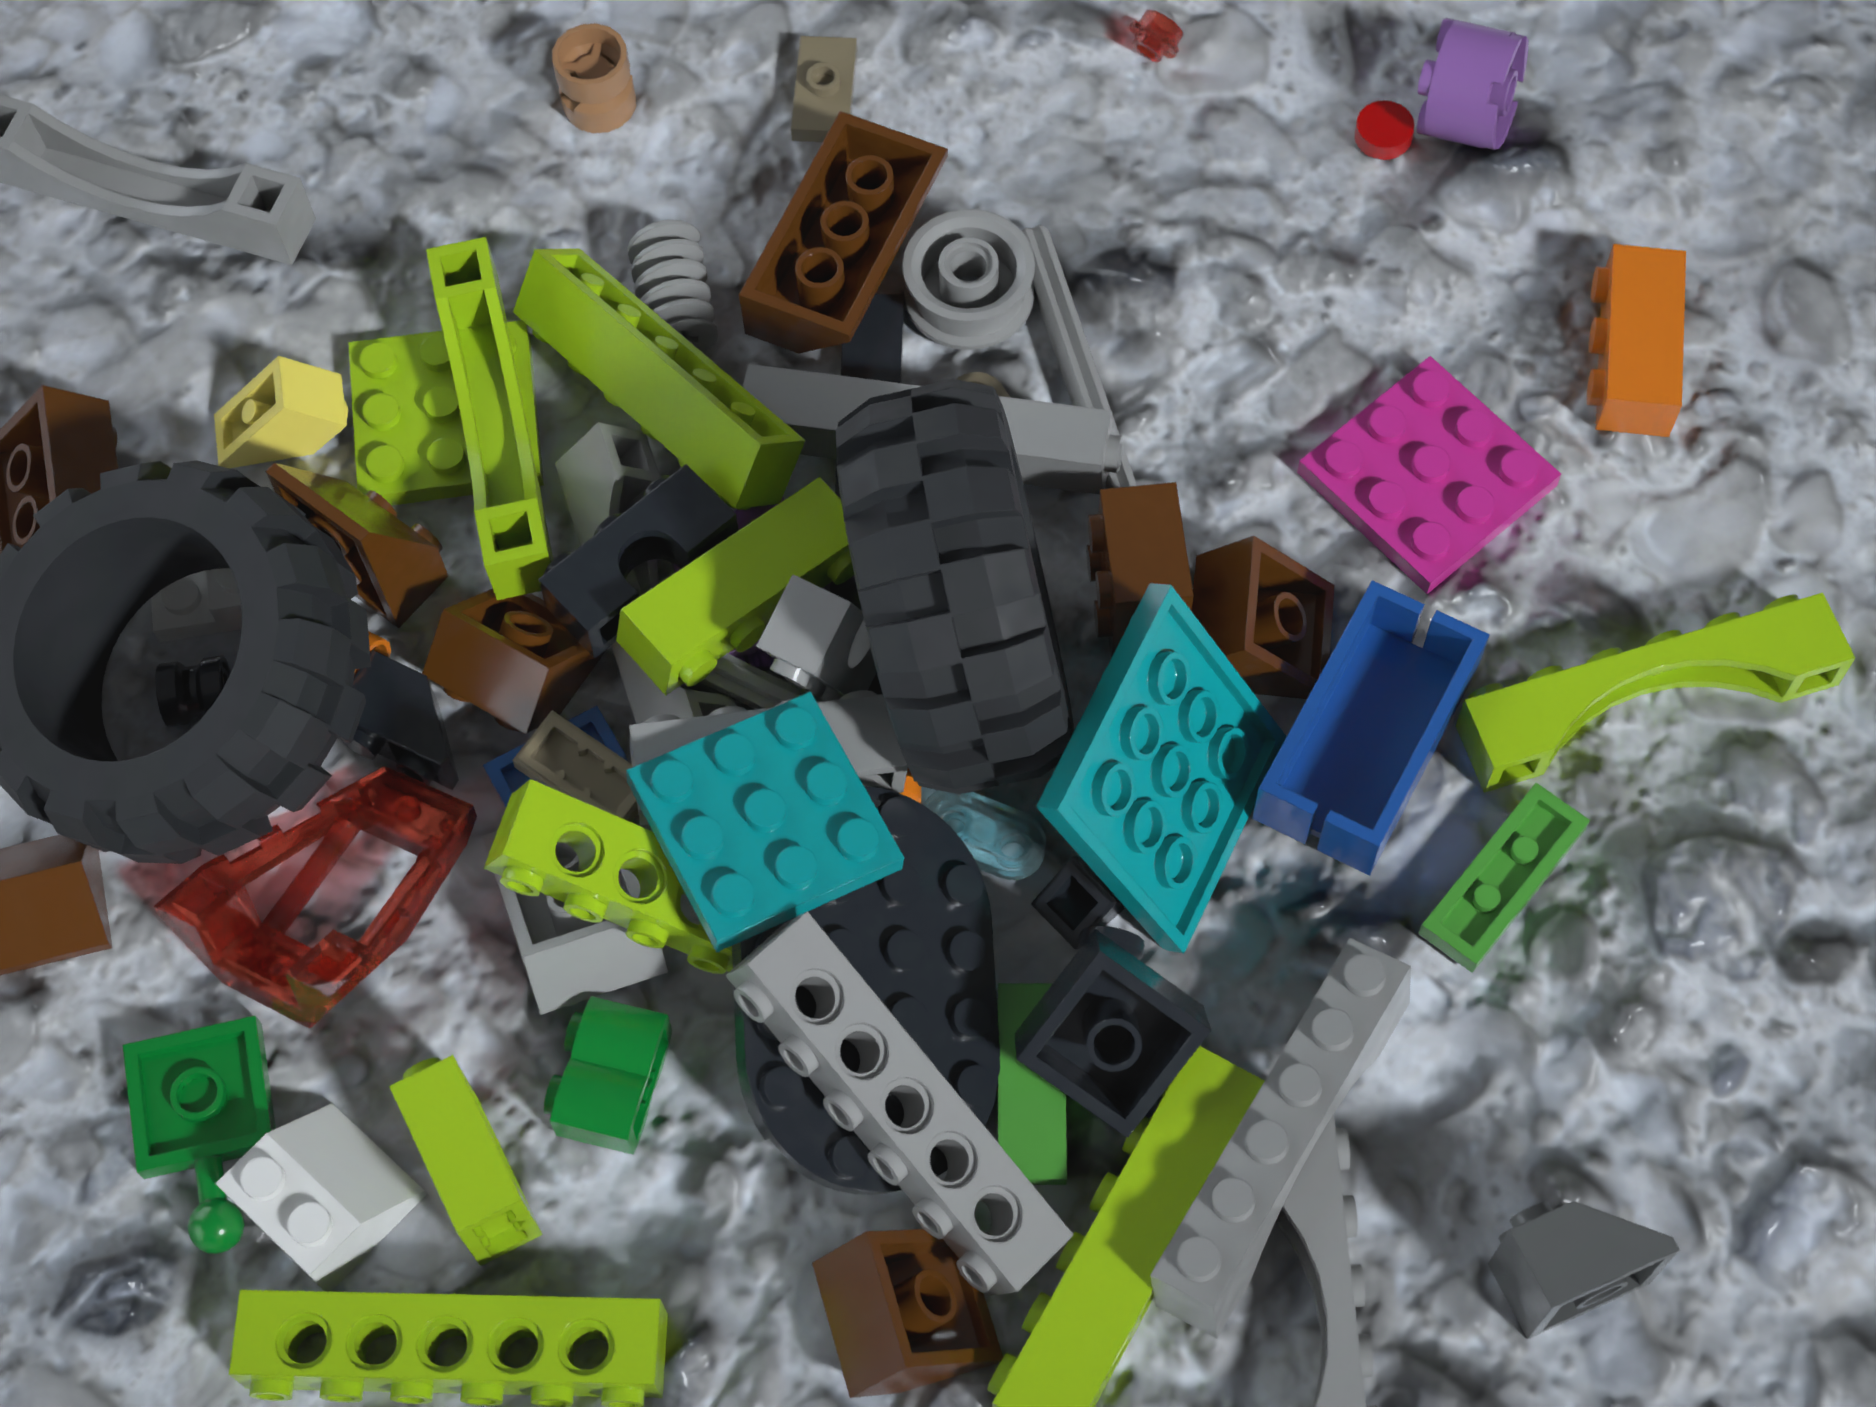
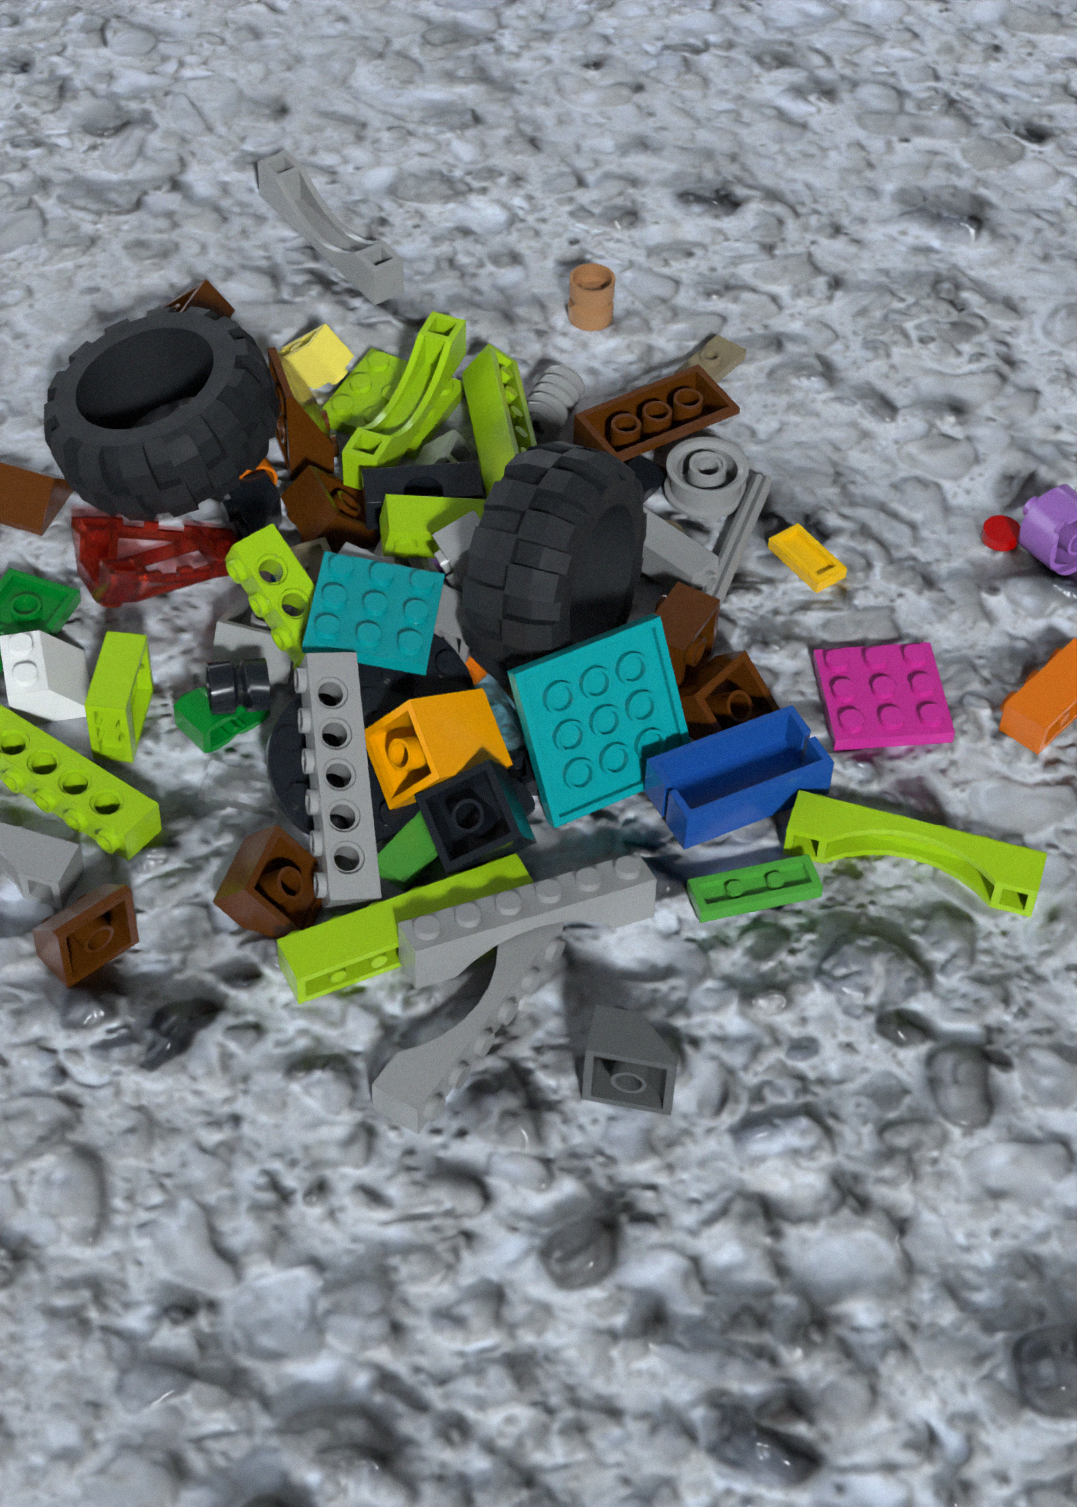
camera: 30 degrees right, 15 degrees down
(635, 1045) = (238, 686): none -> black wheel
(727, 1179) = (238, 789): none -> clear tile
(985, 962) = (432, 742): none -> light orange slope
(1156, 36) = (909, 427): clear red plate -> none
(1176, 319) = (807, 558): none -> yellow tile

